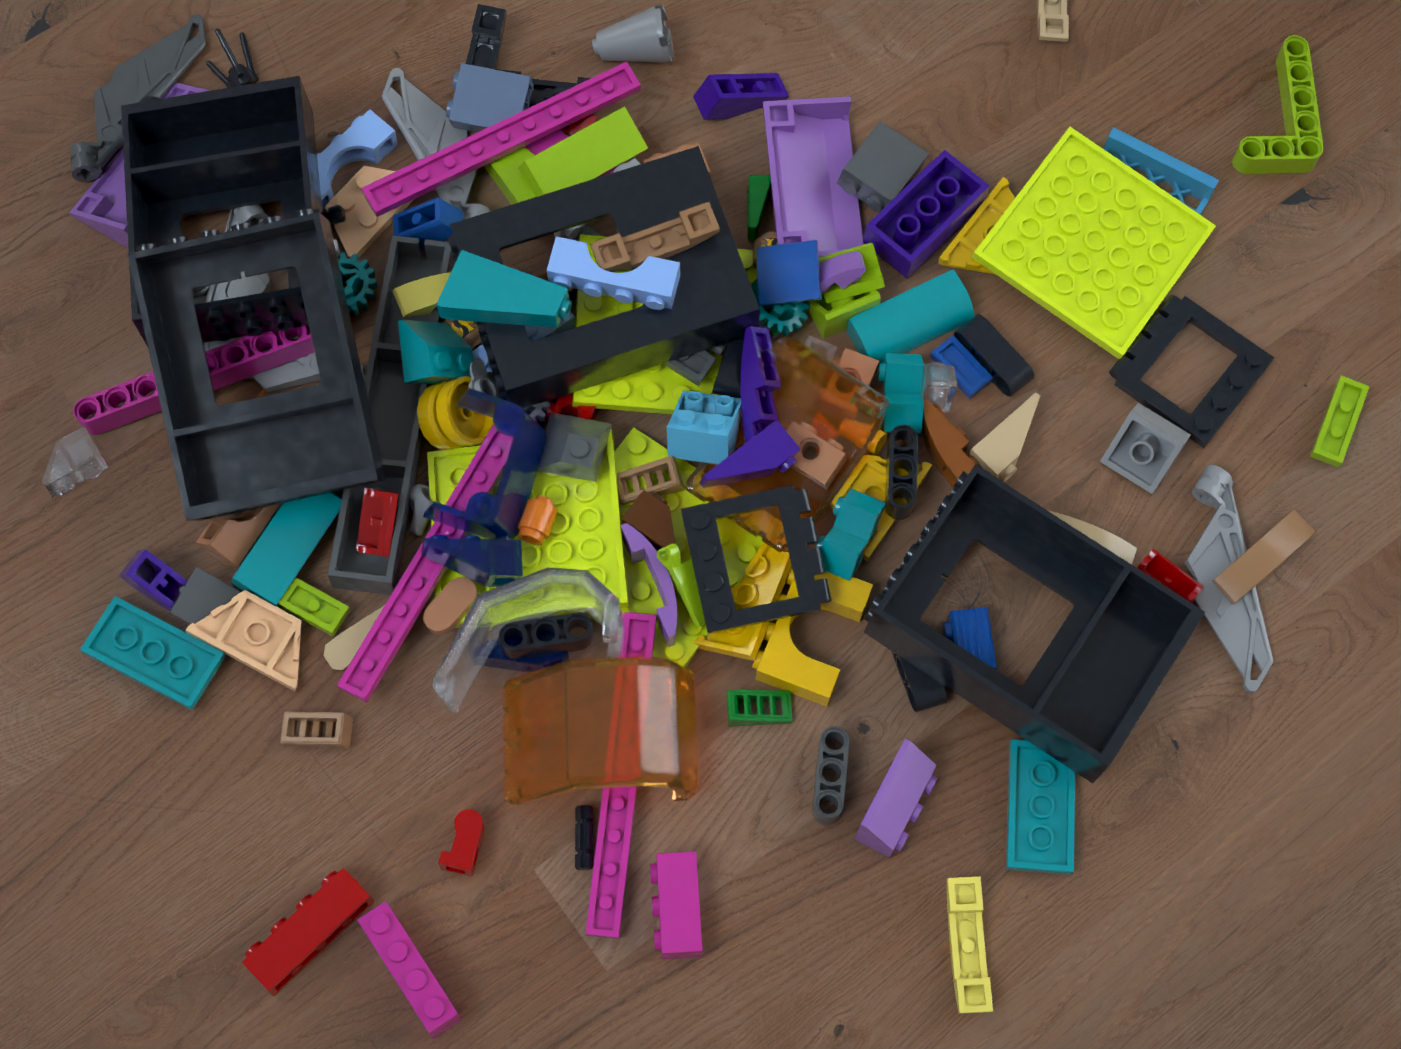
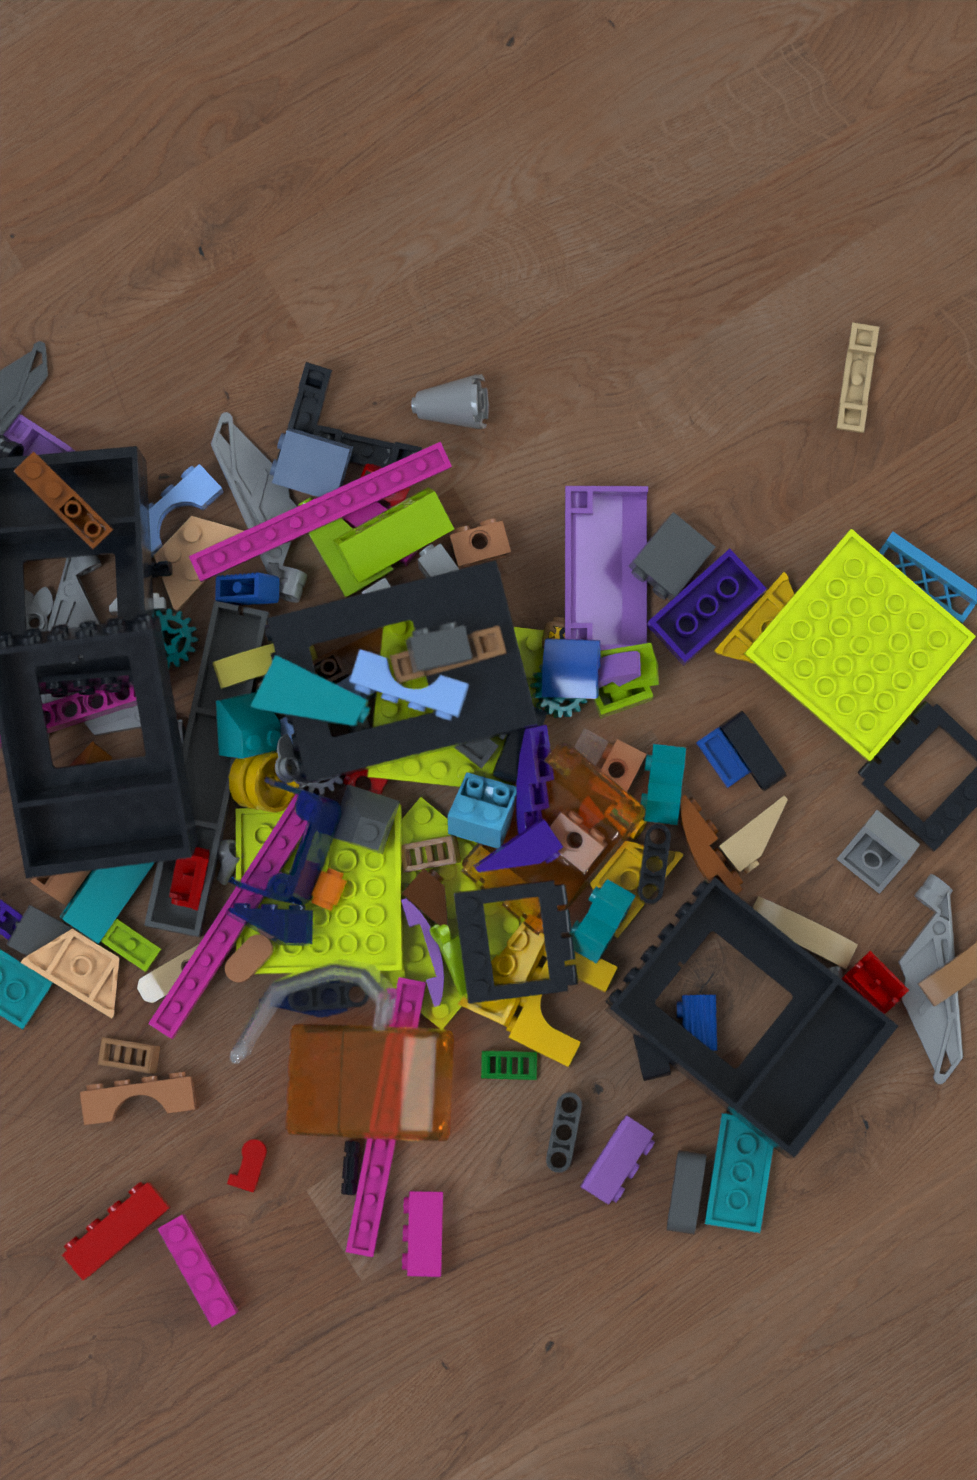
camera: 10 degrees right, 15 degrees up
(218, 127) = (63, 500): none -> dark orange slope
(238, 73) = (80, 415): black plant -> none
(287, 784) = (102, 1104): none -> nougat arch
(644, 227) = (438, 648): none -> dark grey brick
(735, 94) = (546, 466): dark purple slope -> none
(757, 197) = (553, 574): green slope -> none
(912, 318) = (682, 710): teal brick -> none
(939, 384) = (697, 778): clear slope -> none
(968, 945) = (664, 1287): light yellow slope -> none
(981, 832) = (686, 1192): none -> dark grey beam

